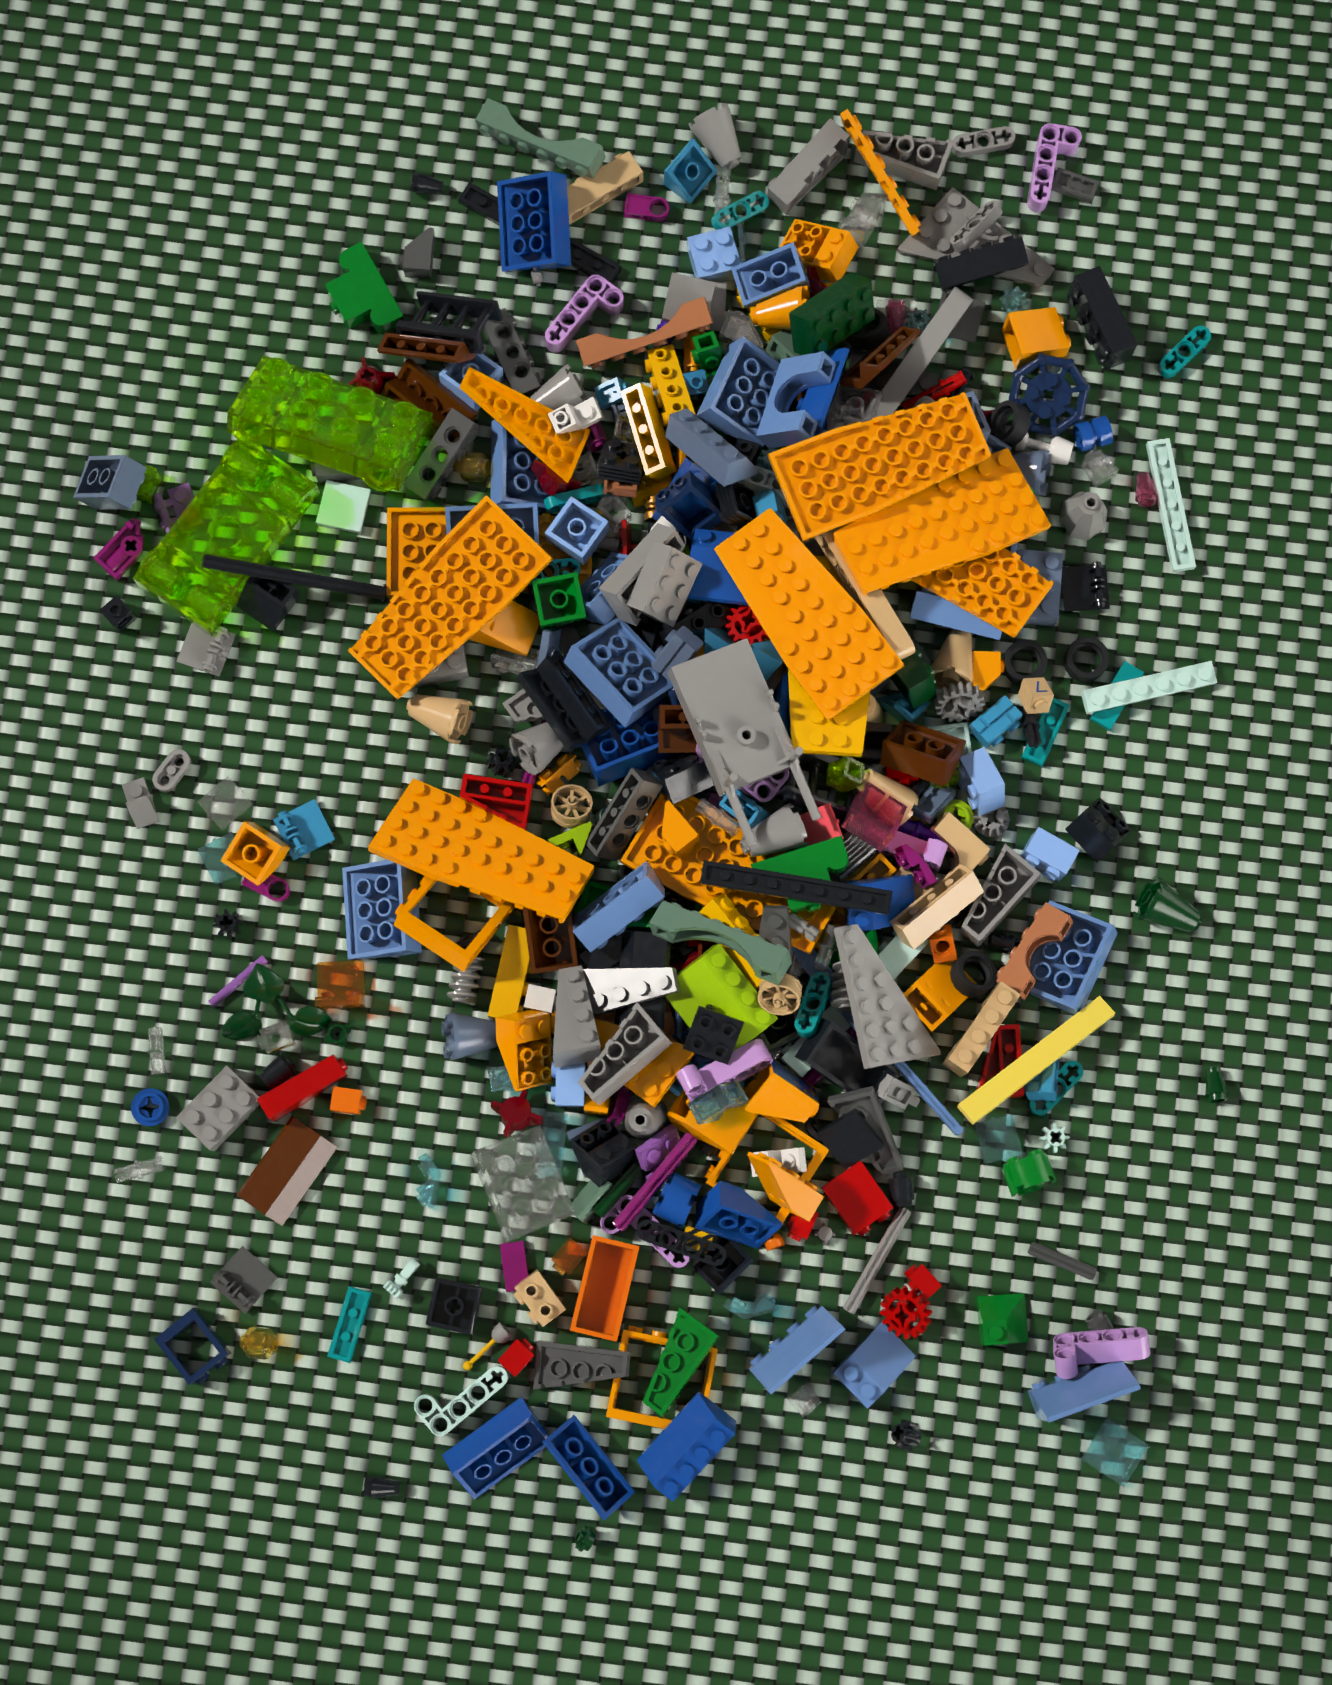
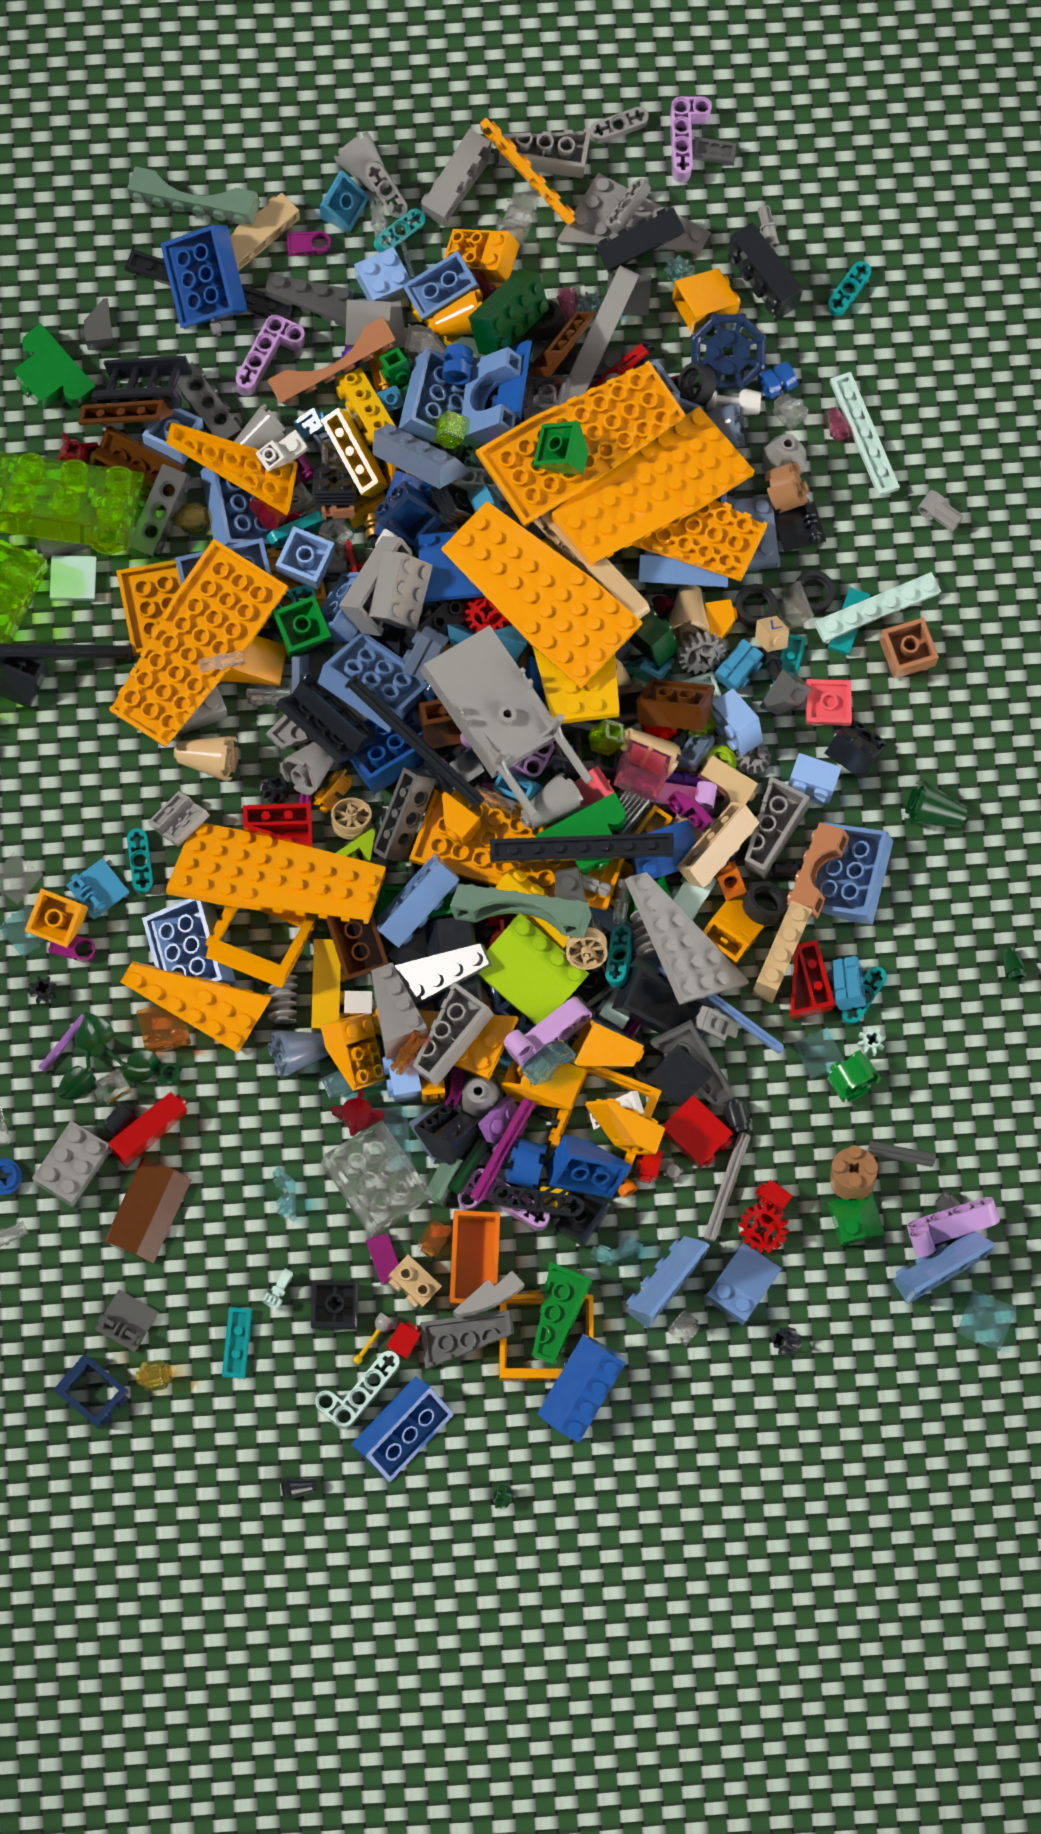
camera: 15 degrees left, 5 degrees down
(348, 1100) = (193, 1134): orange brick -> none
(359, 792) = (132, 855): none -> teal beam
(385, 971) = (208, 1005): none -> light orange wing
(398, 773) = (178, 818): none -> light grey slope
(425, 184) = (90, 259): black cone -> none
(468, 623) = (221, 661): none -> clear pin
(576, 1066) = (408, 1052): none -> clear orange pin
(588, 1467) = (493, 1425): blue slope -> none
(611, 1334) = (490, 1296): none -> light grey slope
(637, 262) = (311, 297): none -> dark grey wing
(647, 744) = (415, 741): none -> black axle
(713, 1034) = (531, 998): black hinge -> none
(722, 152) = (382, 172): none -> light grey beam
(748, 426) = (450, 429): none -> clear neon green brick
(769, 359) = (457, 364): none -> blue wheel
(856, 468) = (561, 448): none -> green slope
(930, 644) = (662, 605): none -> dark red tile
(1007, 1287) = (853, 1173): none -> medium nougat brick
(1035, 1060) = (839, 969): light yellow tile -> none
(1038, 760) = (786, 693): none -> dark grey slope
(1063, 671) = (793, 606): none -> clear piece
(1079, 778) = (829, 702): none -> coral tile
(1080, 546) = (786, 487): none -> medium nougat brick
(1114, 272) = (768, 226): none -> light grey axle
(1172, 736) = (908, 648): none -> nougat brick
(1228, 594) = (936, 508): none -> light grey piece

